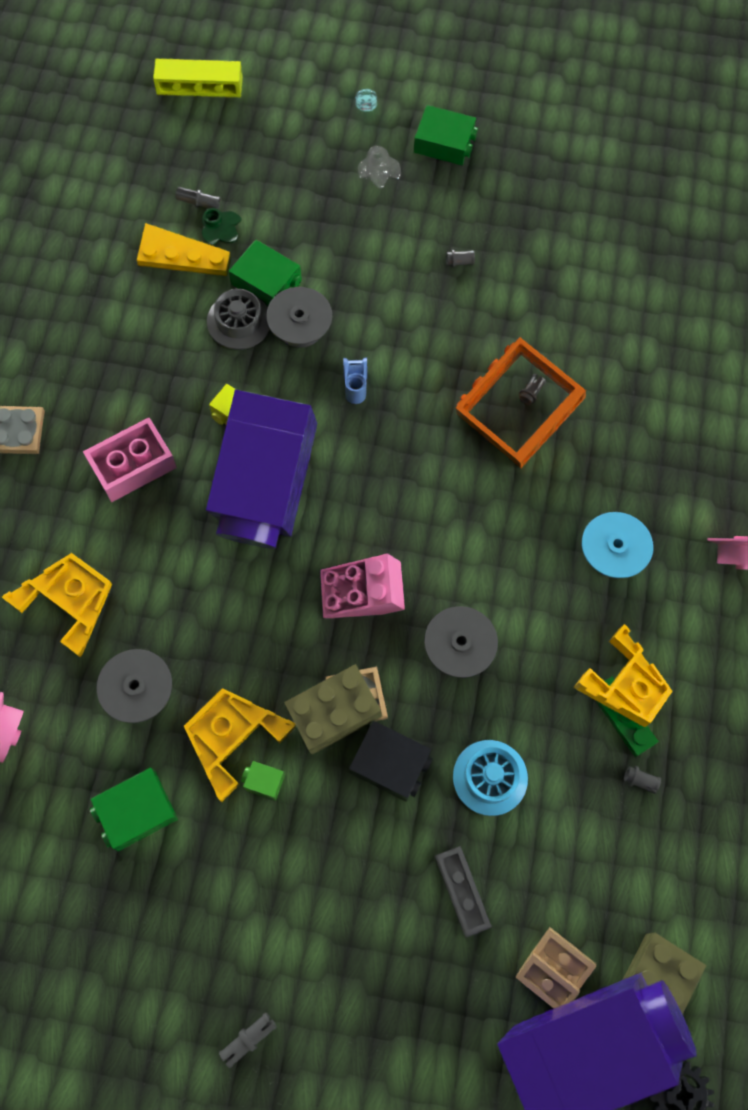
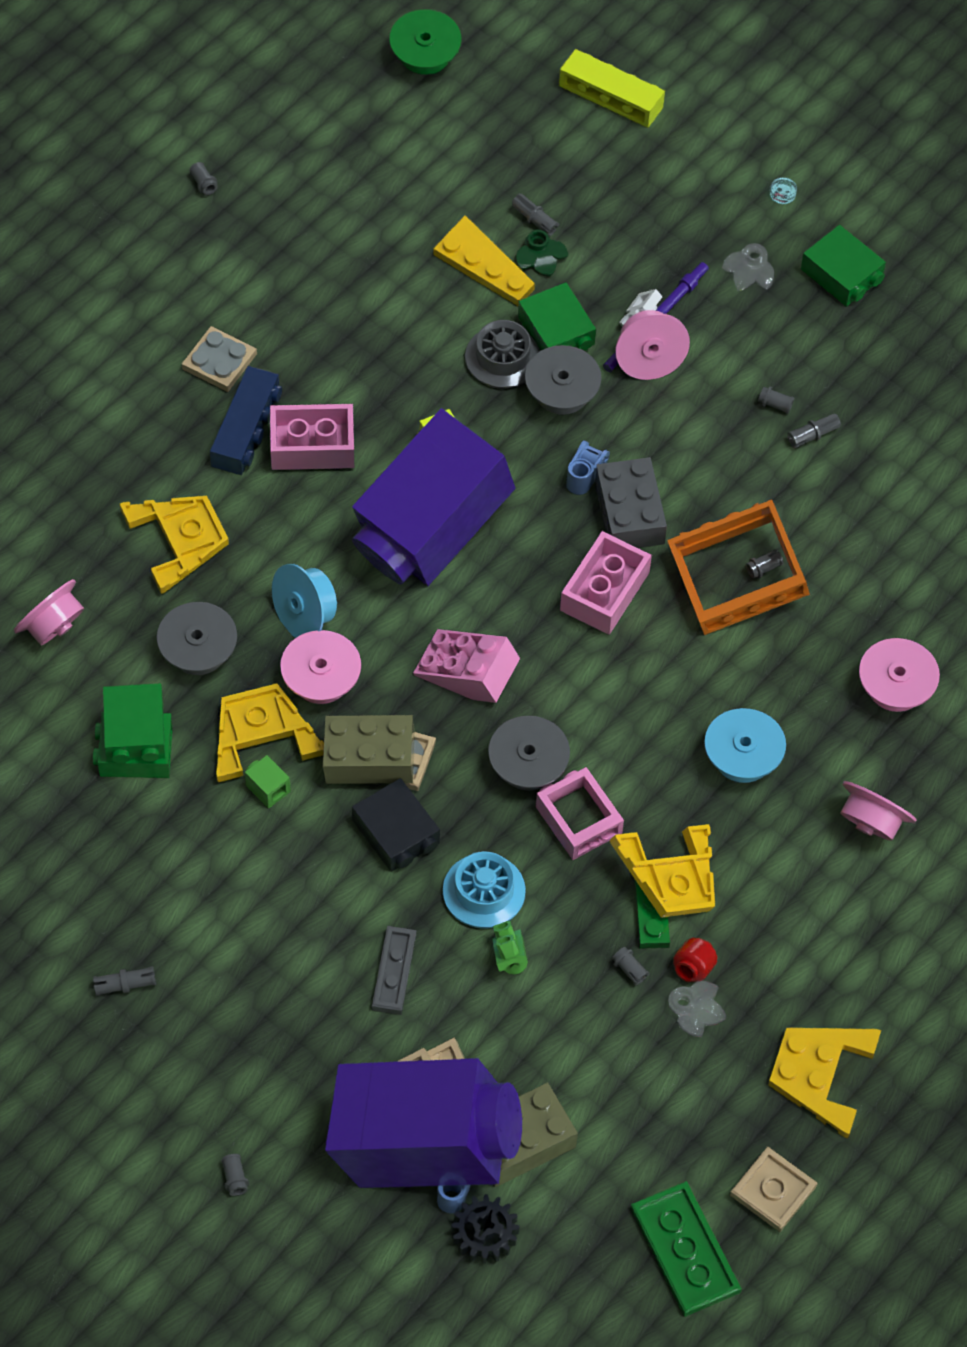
camera: 30 degrees right, 10 degrees down
(37, 101) = (425, 40): none -> green piece
(67, 472) = (245, 421): none -> dark blue brick
(125, 799) = (134, 722): none -> green brick
(204, 605) = (303, 598): none -> medium azure piece
(251, 656) = (320, 666): none -> bright pink piece
(320, 233) = (644, 301): none -> white plate
(341, 202) = (686, 285): none -> dark purple bar
(349, 257) = (651, 345): none -> bright pink piece
(407, 391) = (631, 502): none -> dark grey brick
(430, 465) = (605, 582): none -> bright pink brick
(501, 268) = (813, 430): none -> dark grey axle
(534, 699) = (590, 837): none -> bright pink window
(546, 823) = (509, 948): none -> bright green hips
(688, 747) = (695, 960): none -> red head
(689, 428) = (899, 674): none -> bright pink piece
(714, 785) = (700, 1009): none -> clear plate

